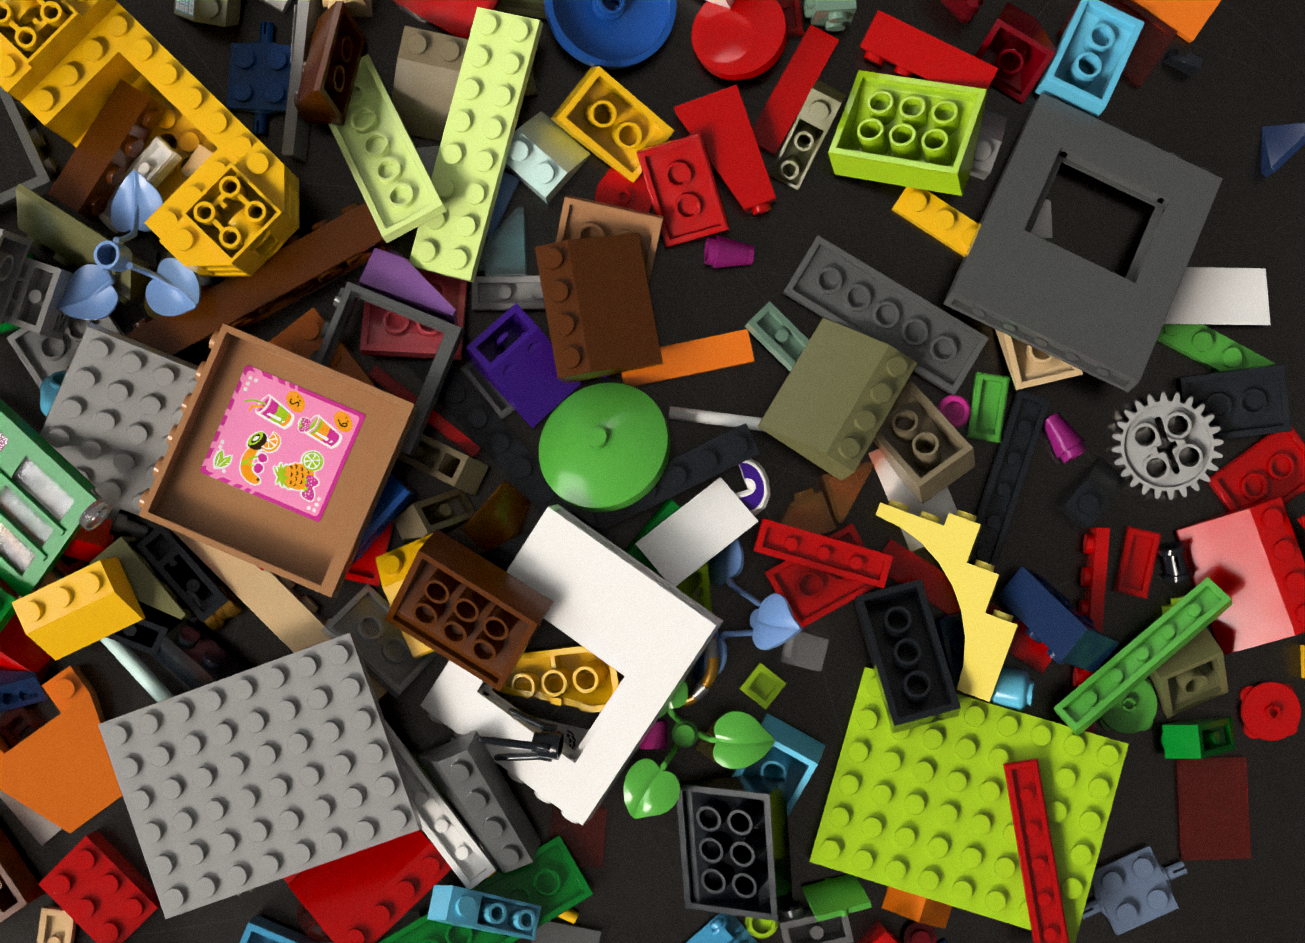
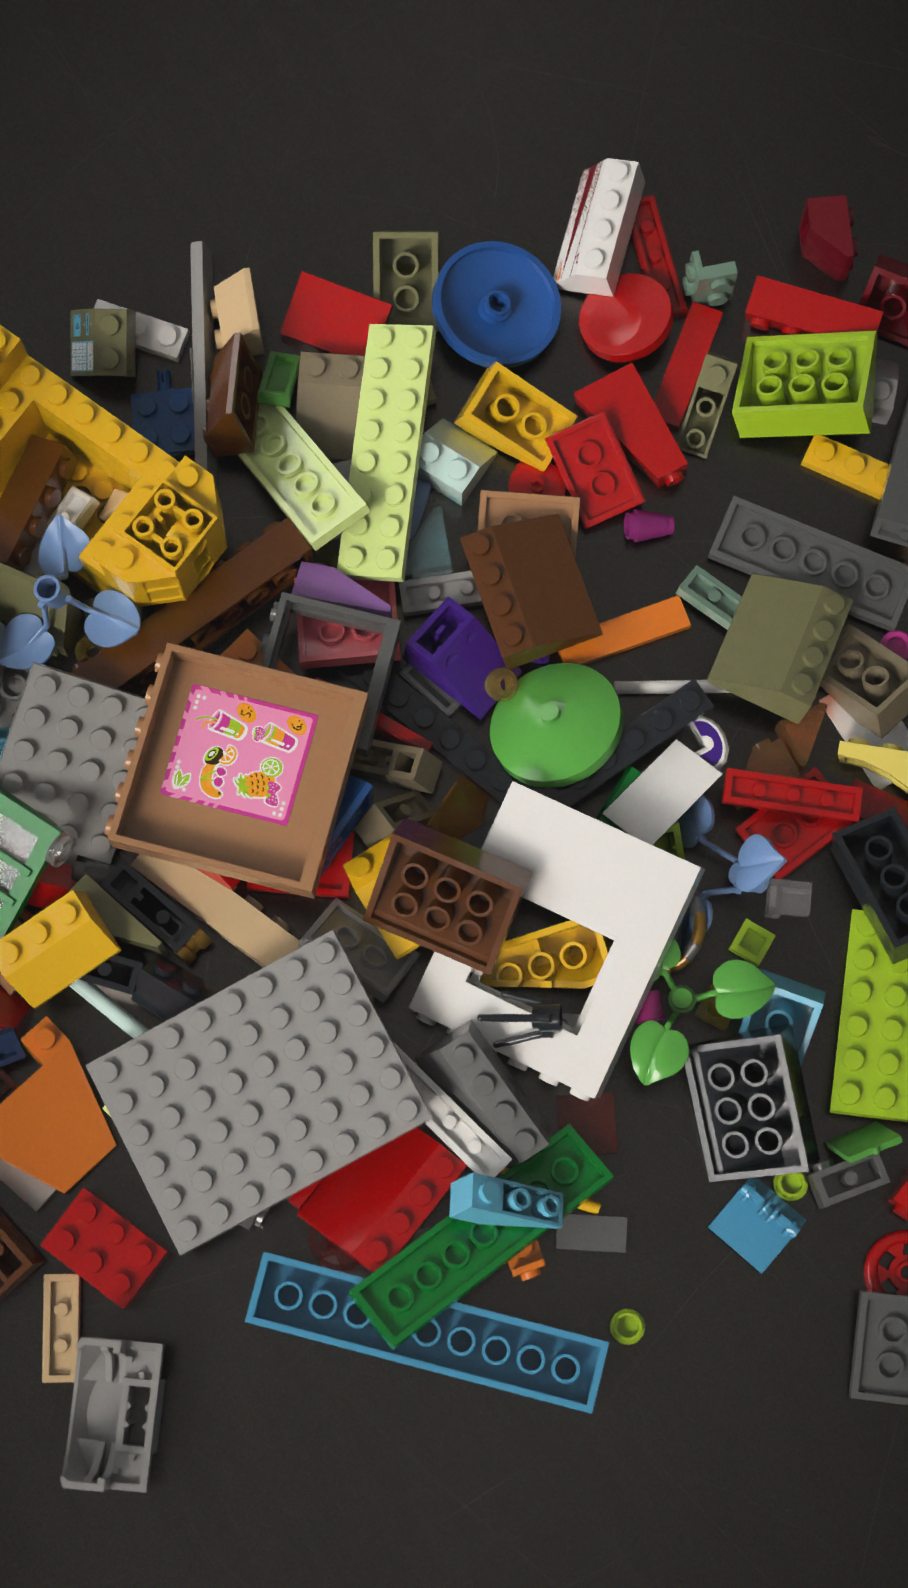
camera: 10 degrees left, 10 degrees down
(380, 49) = (279, 379): none -> bright green tile
(548, 397) = (494, 688): none -> clear yellow plate

